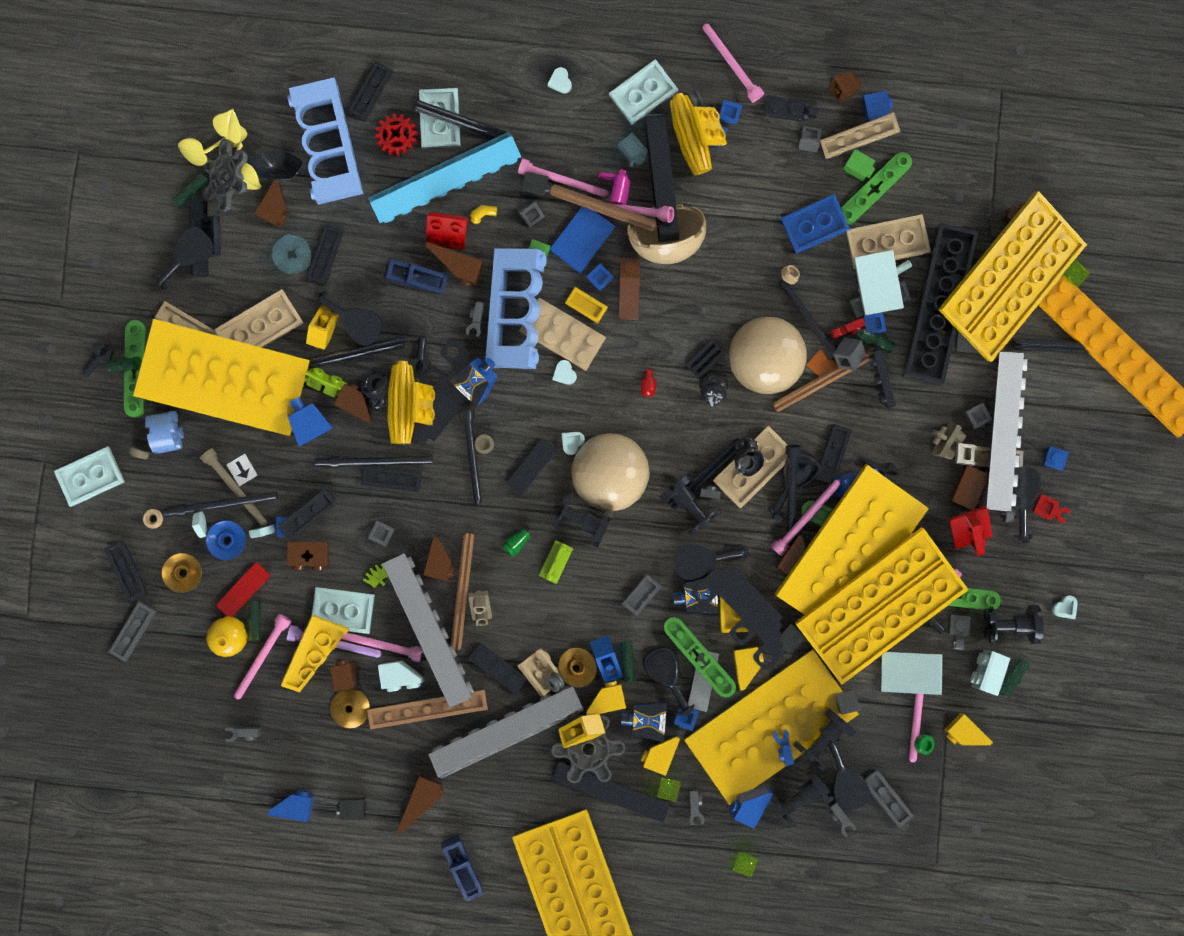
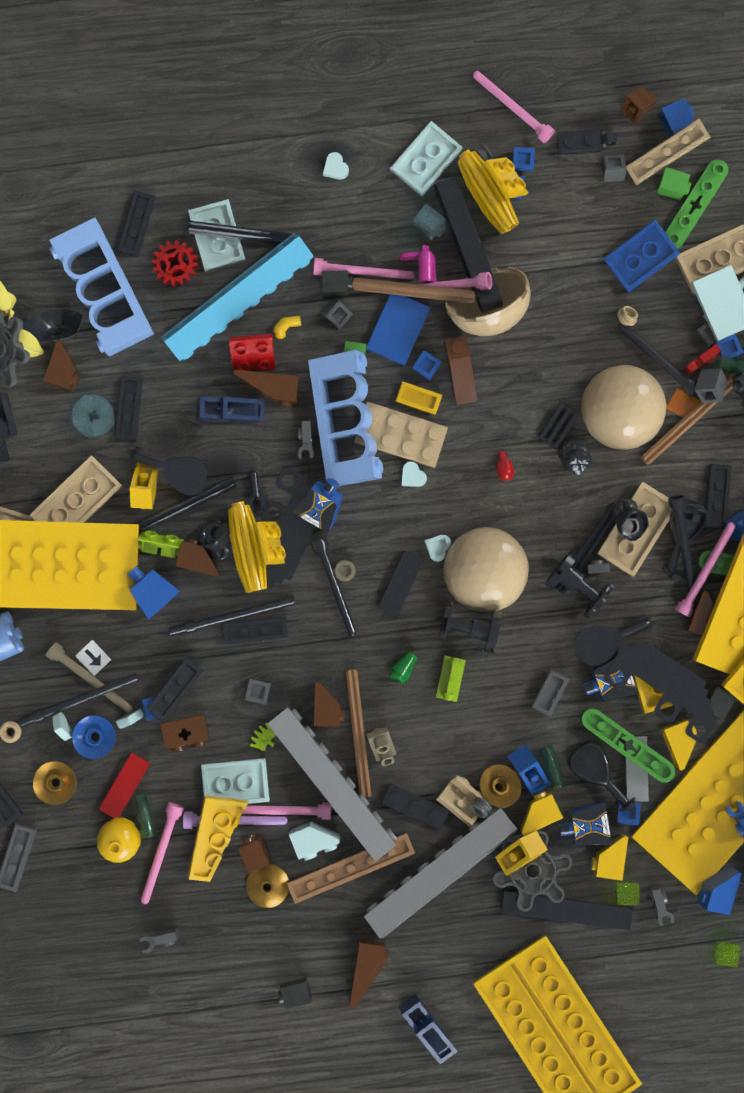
camera: 10 degrees left, 0 degrees up
(295, 807) = (233, 1006): blue slope -> none

